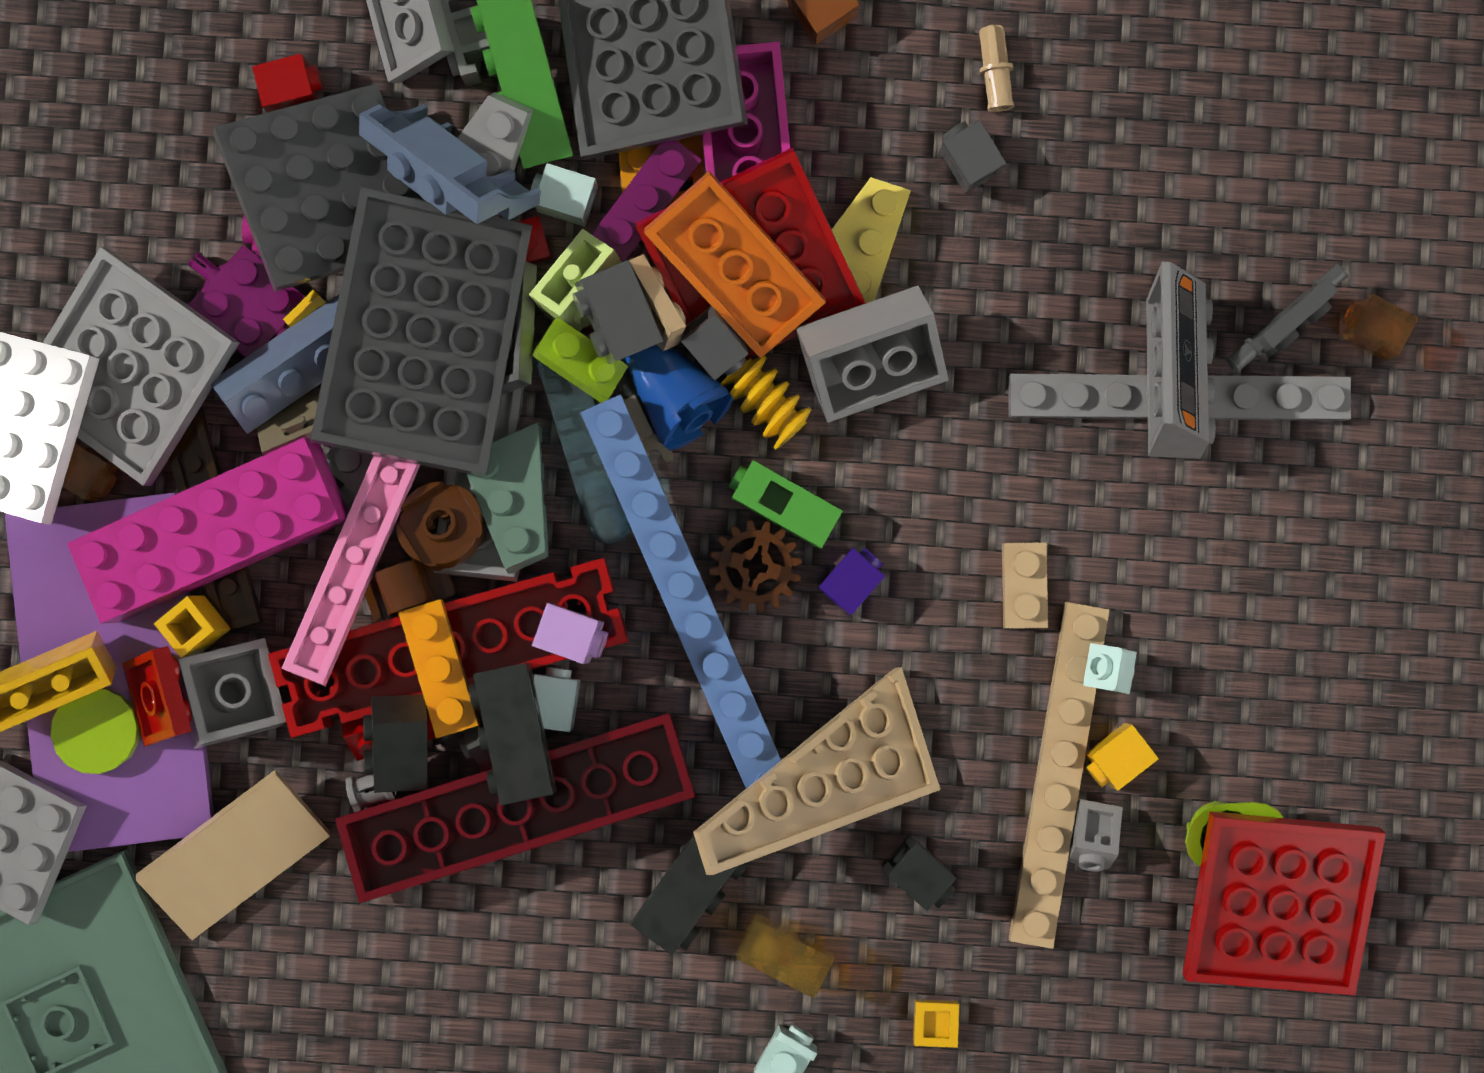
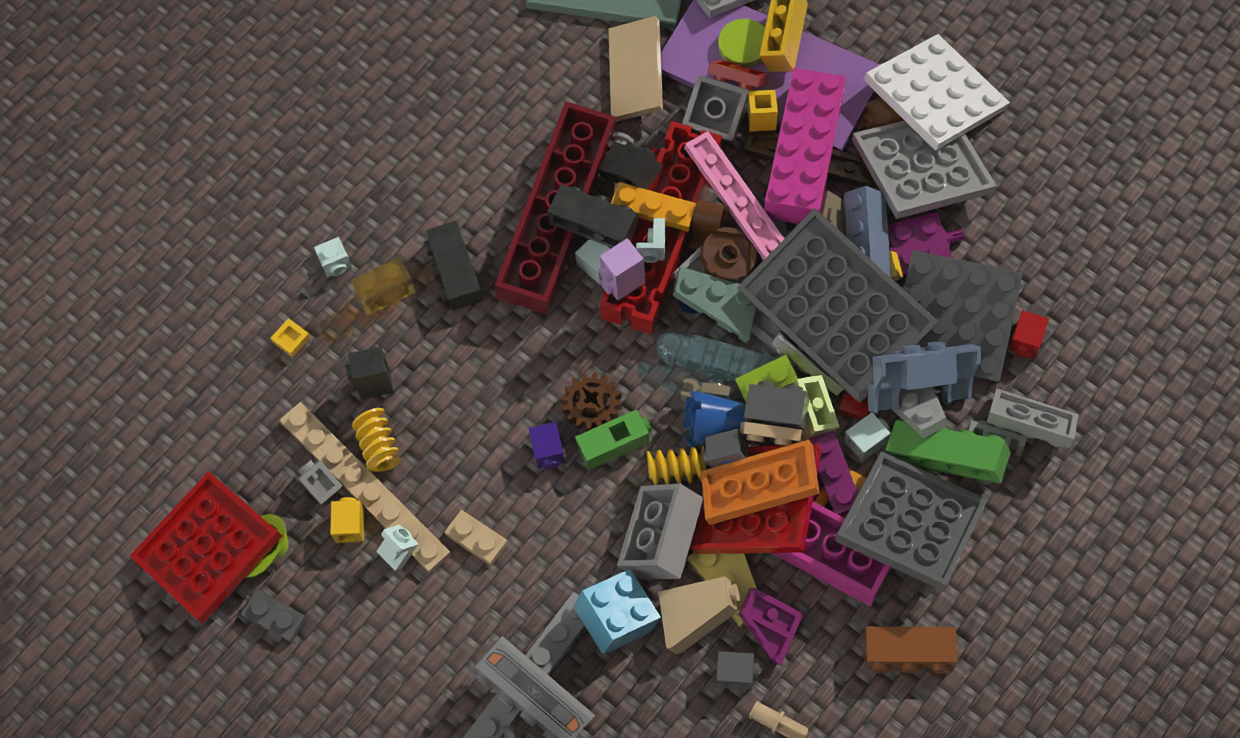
camera: 130 degrees right, 20 degrees down
(486, 626) = (655, 248): none -> light aqua bracket
(681, 588) = (599, 350): medium blue brick -> none
(844, 772) = (449, 373): tan wing -> none
(886, 152) = (770, 623): none -> magenta wing
(935, 248) = (696, 610): none -> tan slope
(995, 800) = (375, 441): none -> yellow piece
(1006, 338) = (616, 611): none -> medium azure brick
(1294, 758) = (274, 616): none -> dark grey plate

